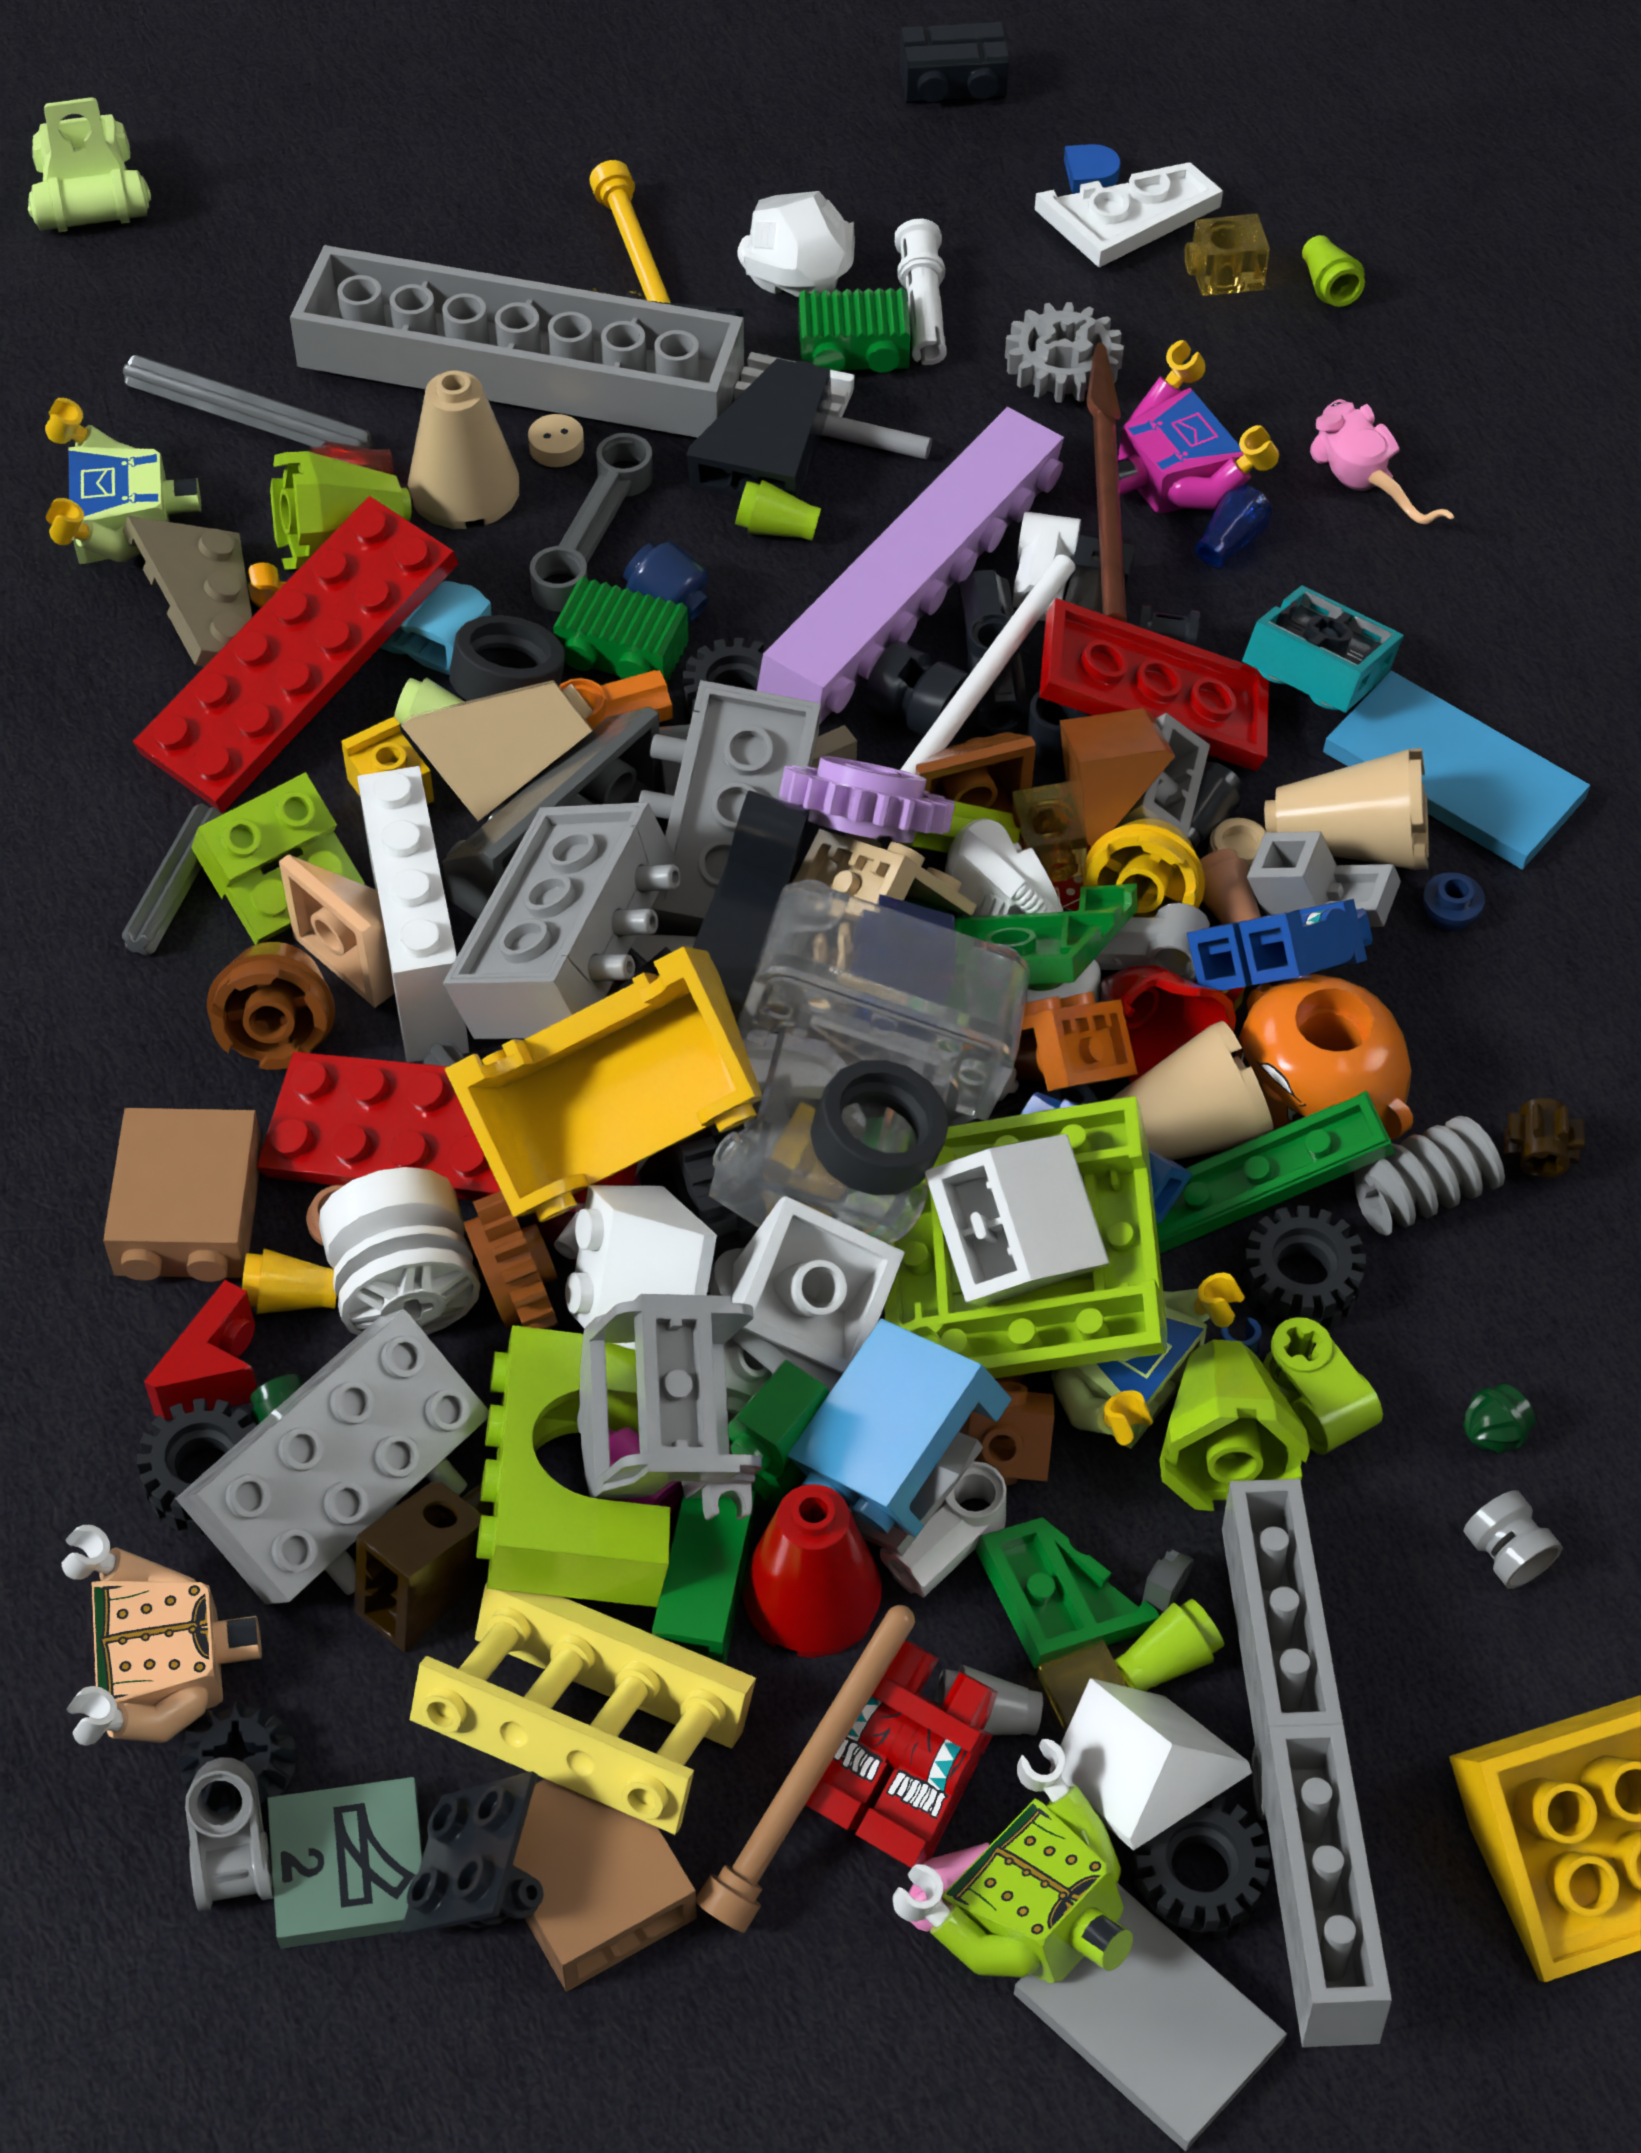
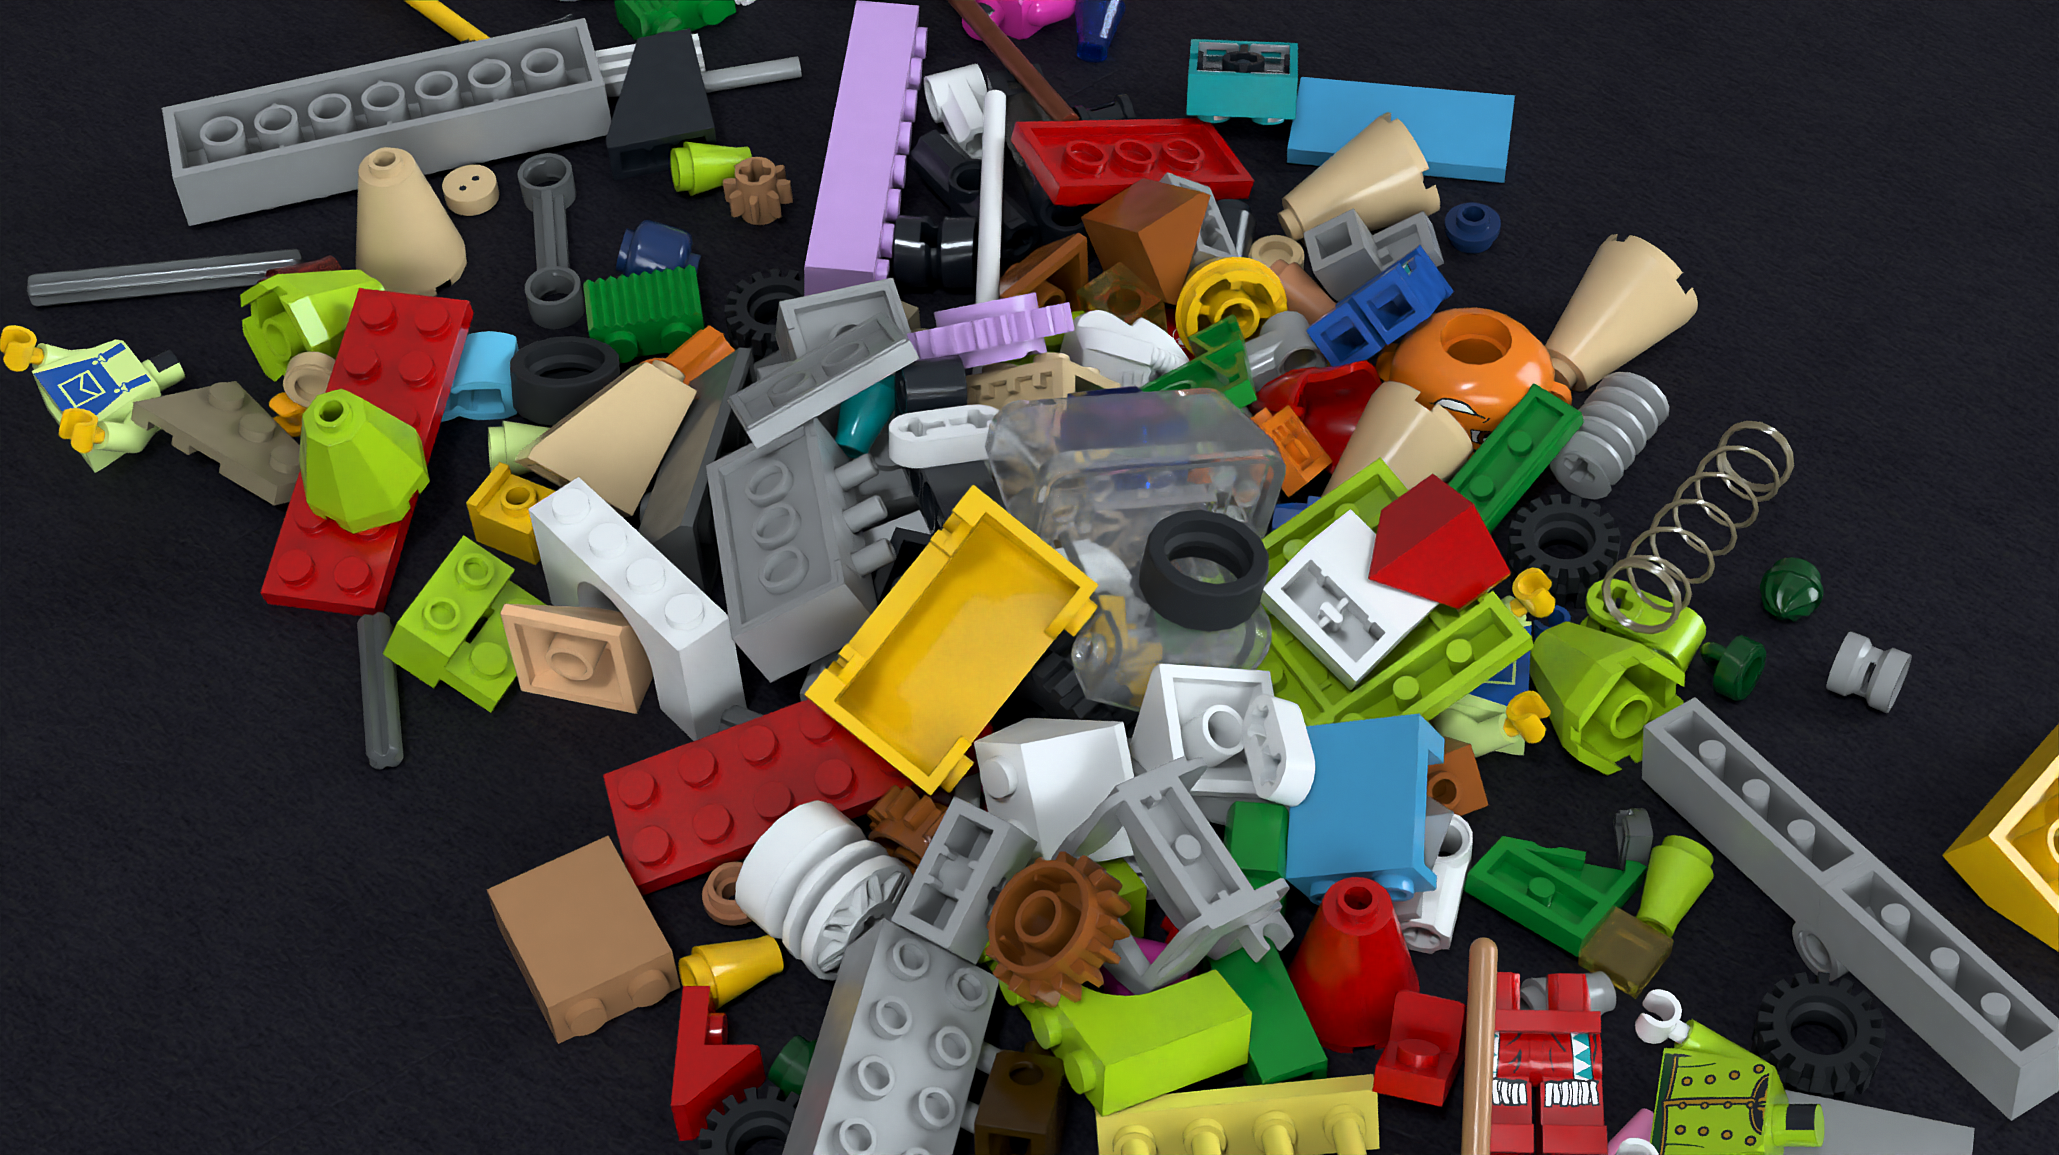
camera: 25 degrees left, 5 degrees down
(264, 659) = (359, 462): none -> lime cone
(271, 1004) = (558, 744): dark orange cone -> none
(286, 557) = (307, 376): none -> tan tile
(491, 1311) = (962, 878): none -> light grey brick
(536, 1396) = (1056, 928): none -> dark orange gear
(680, 774) = (822, 379): none -> light grey tile
(709, 821) = (864, 417): none -> teal cone
(742, 878) = (940, 436): none -> white beam
(801, 556) = (758, 190): none -> medium nougat gear
(801, 1687) = (1422, 1048): none -> red slope
(850, 1332) = (1278, 750): none -> white beam
(1122, 1211) = (1436, 546): none -> red slope
(1143, 1760) = (1727, 976): white slope -> none
(1332, 1350) = (1726, 474): none -> dark tan piece
(1386, 1468) = (1735, 666): none -> dark green tile
(1513, 1056) = (1618, 311): none -> tan cone
(1544, 1138) = (1676, 364): dark brown gear -> none

